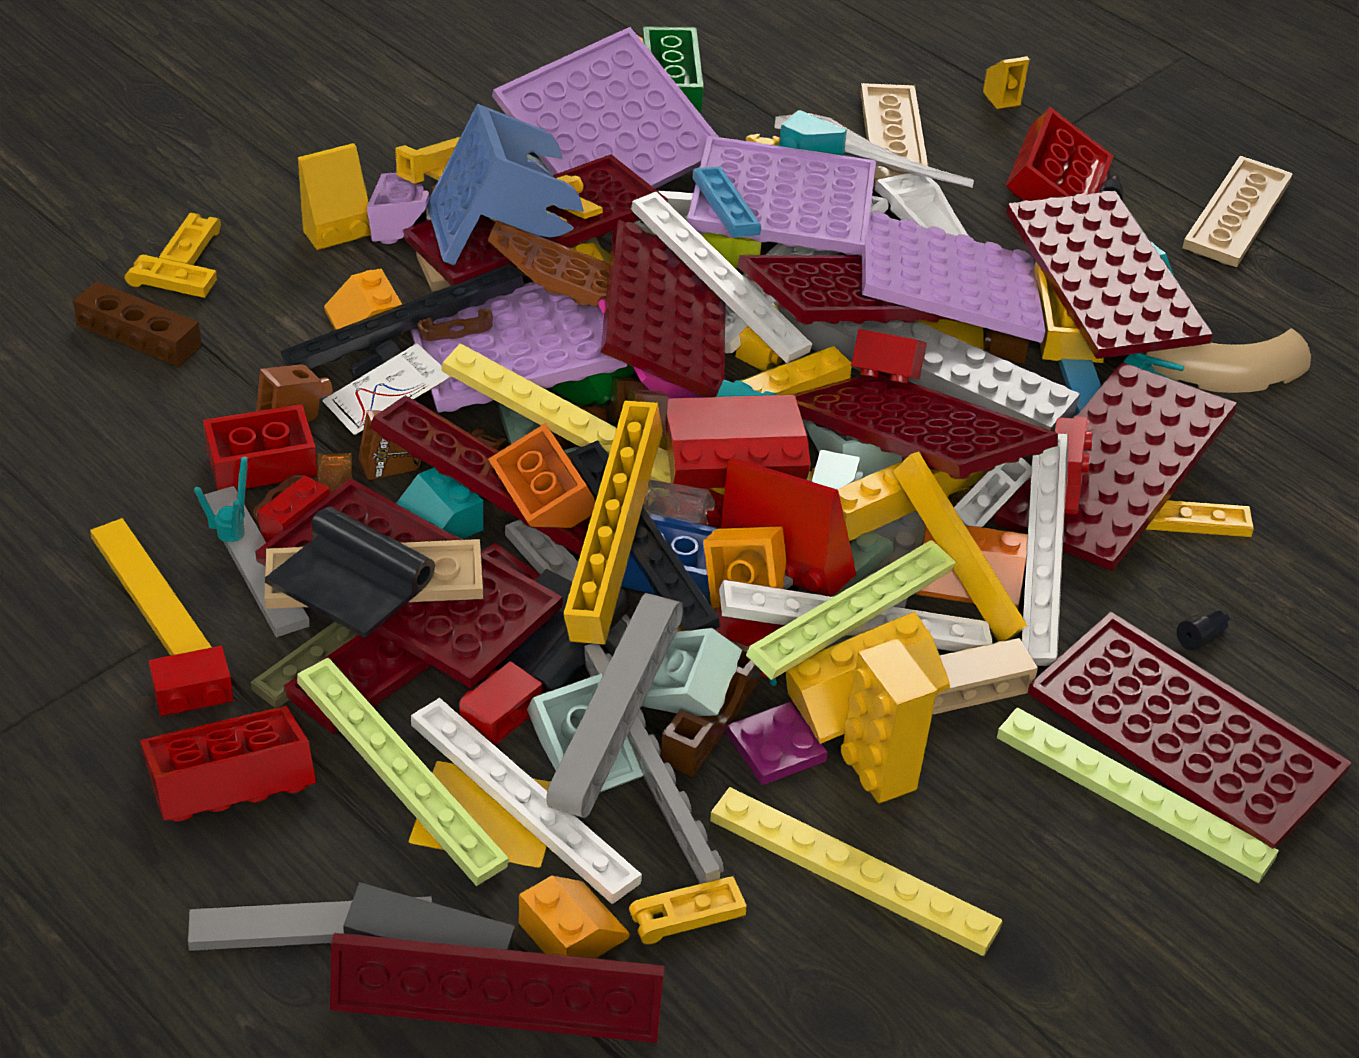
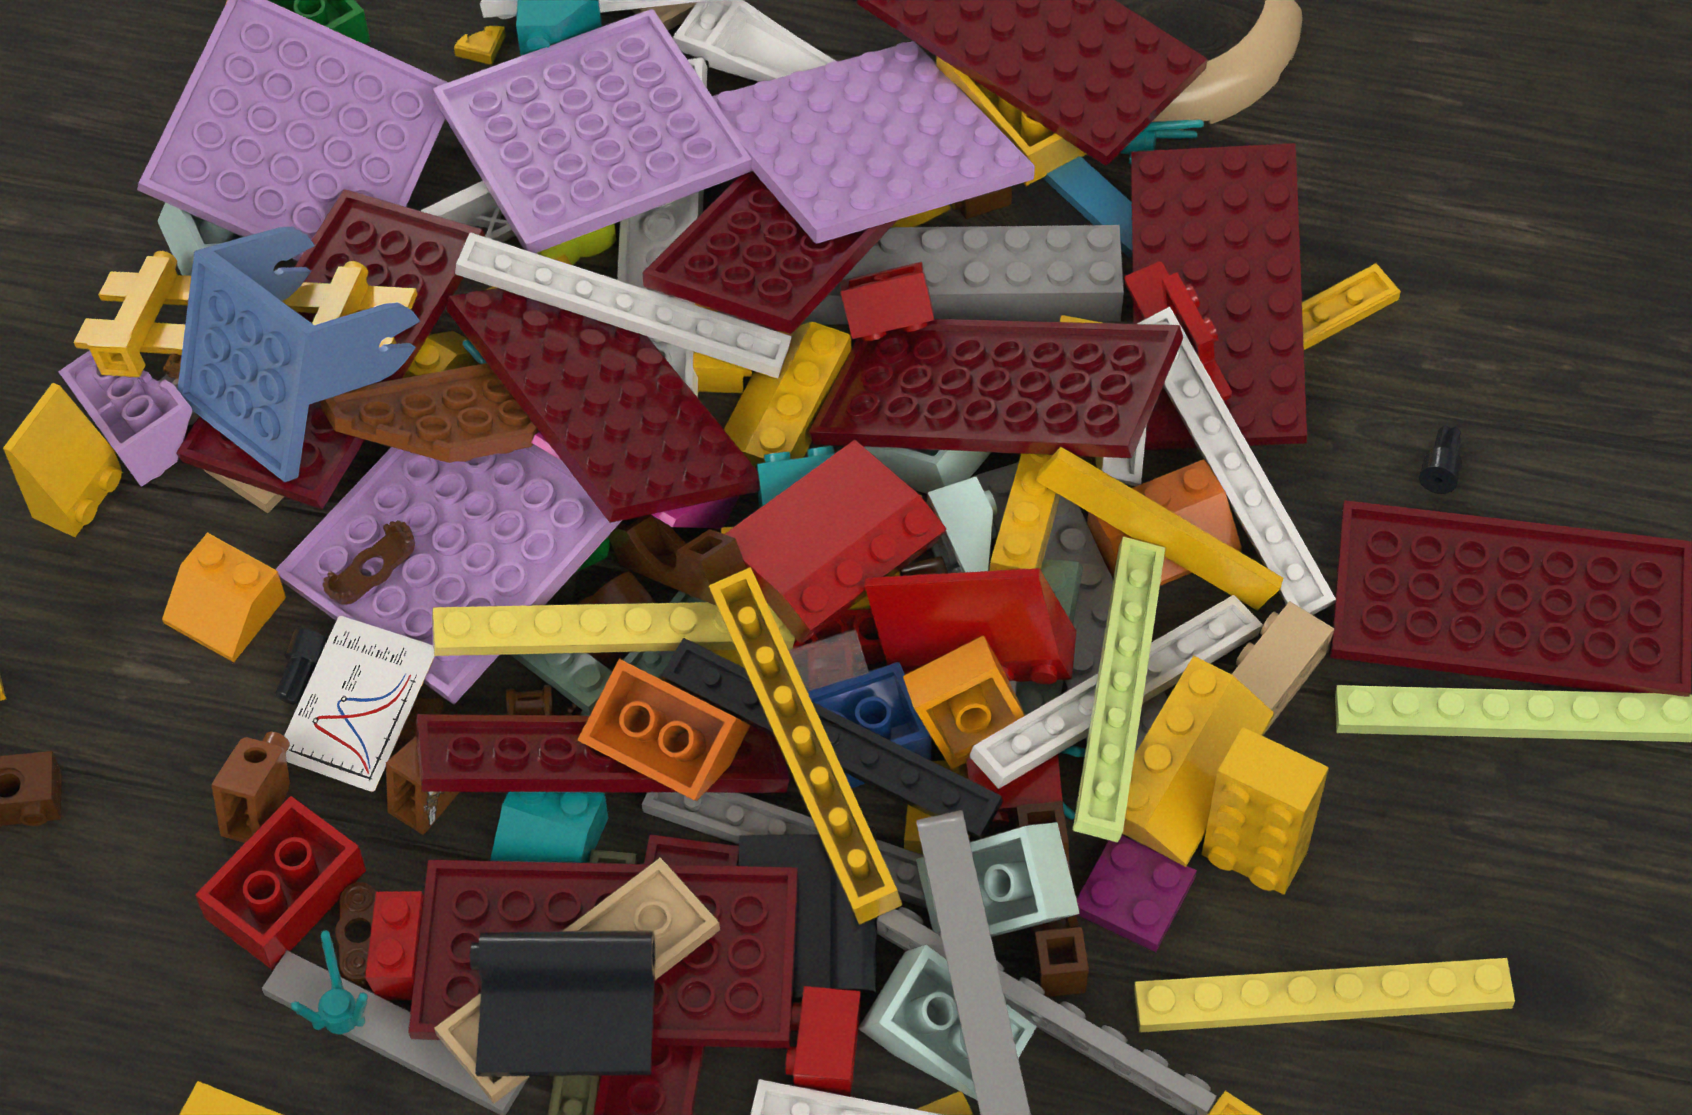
camera: 30 degrees left, 15 degrees up
(334, 469) = (390, 858): clear orange plate -> none
(403, 318) = (291, 592): black plate -> none
(726, 202) = (551, 190): dark azure tile -> none

